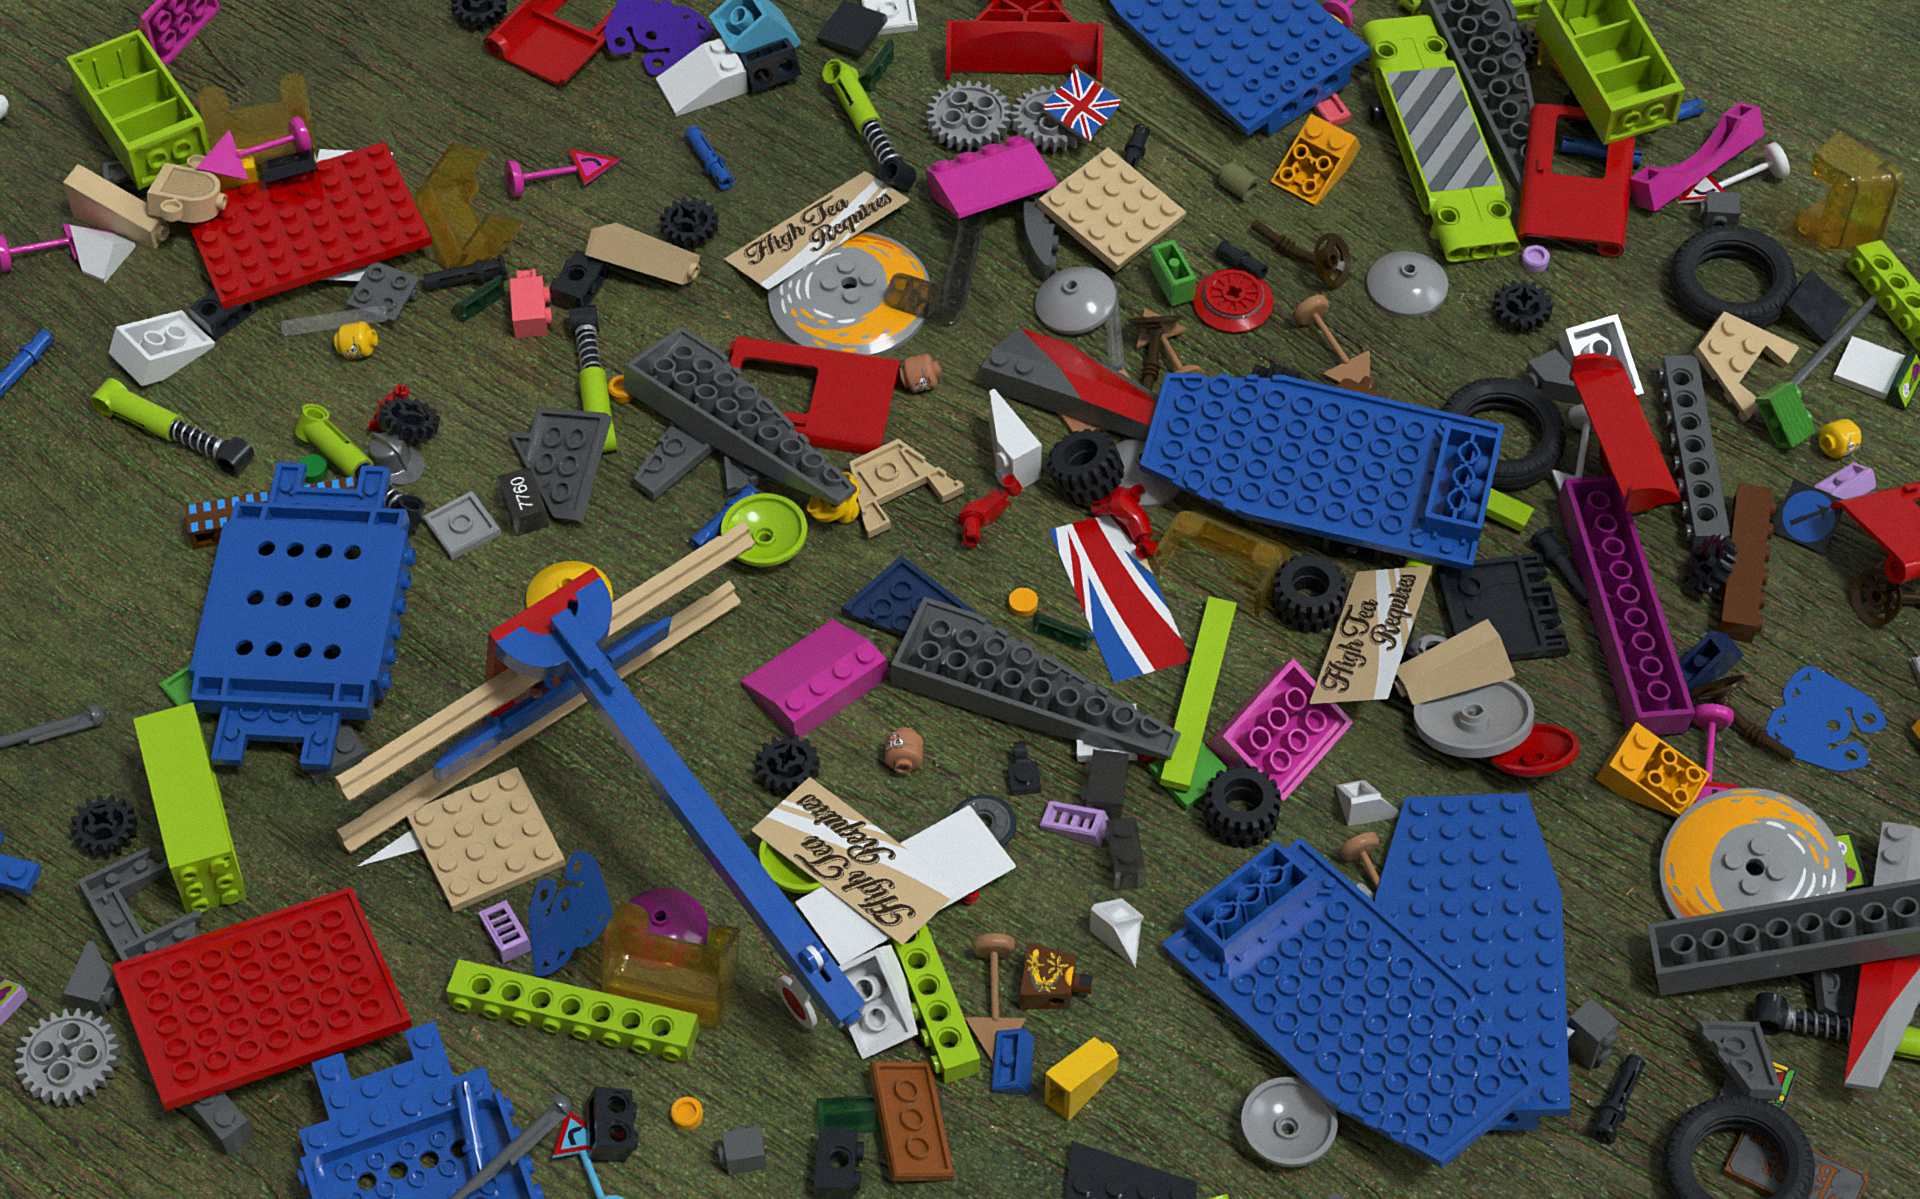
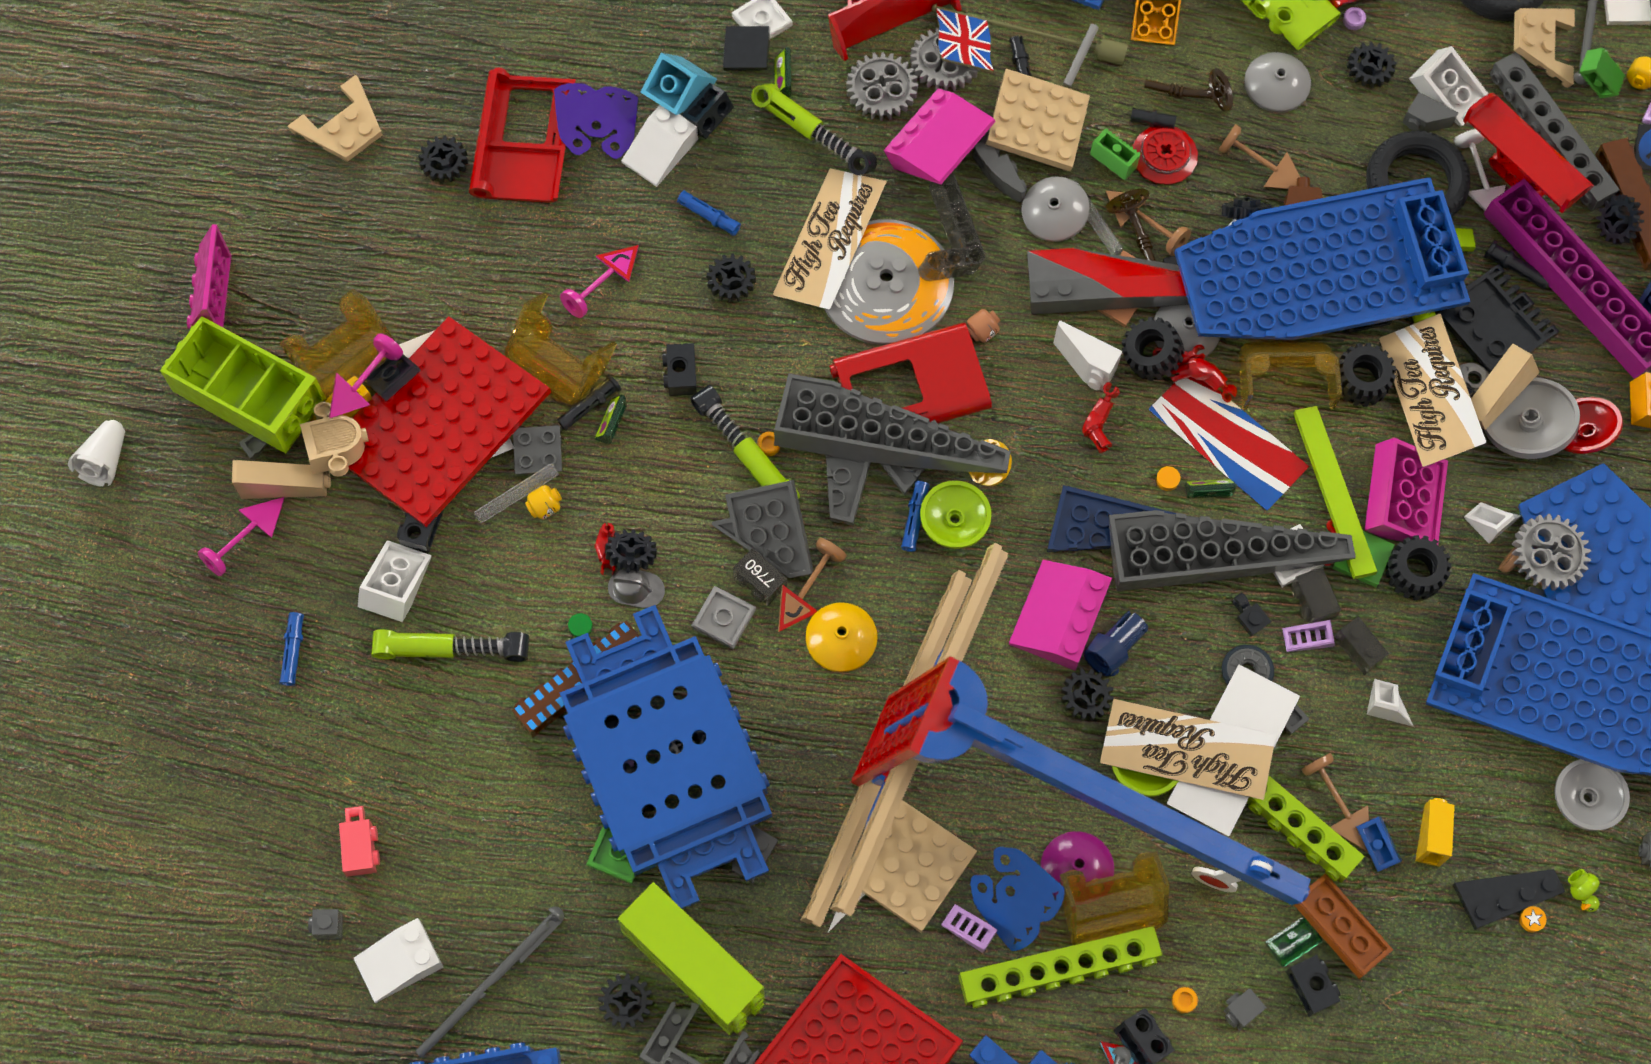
camera: 30 degrees left, 15 degrees up
(100, 251) = (287, 520): white slope -> none
(317, 429) = (564, 592): lime piece -> none
(529, 304) = (655, 406): coral brick -> none
(537, 545) = (793, 607): none -> medium nougat piece
(642, 253) = (718, 323): tan slope -> none
(836, 729) = (1109, 651): none -> dark blue piece
(888, 1008) = (1266, 837): white slope -> none
(893, 472) = (1012, 419): tan wing -> none
(904, 750) = (1162, 642): nougat head -> none
(999, 892) = (1296, 720): none -> dark grey plate
(1050, 979) = (1368, 767): reddish brown torso -> none
(1200, 170) = (1080, 55): none -> light grey piece
(1400, 850) = (1551, 552): none -> light grey gear

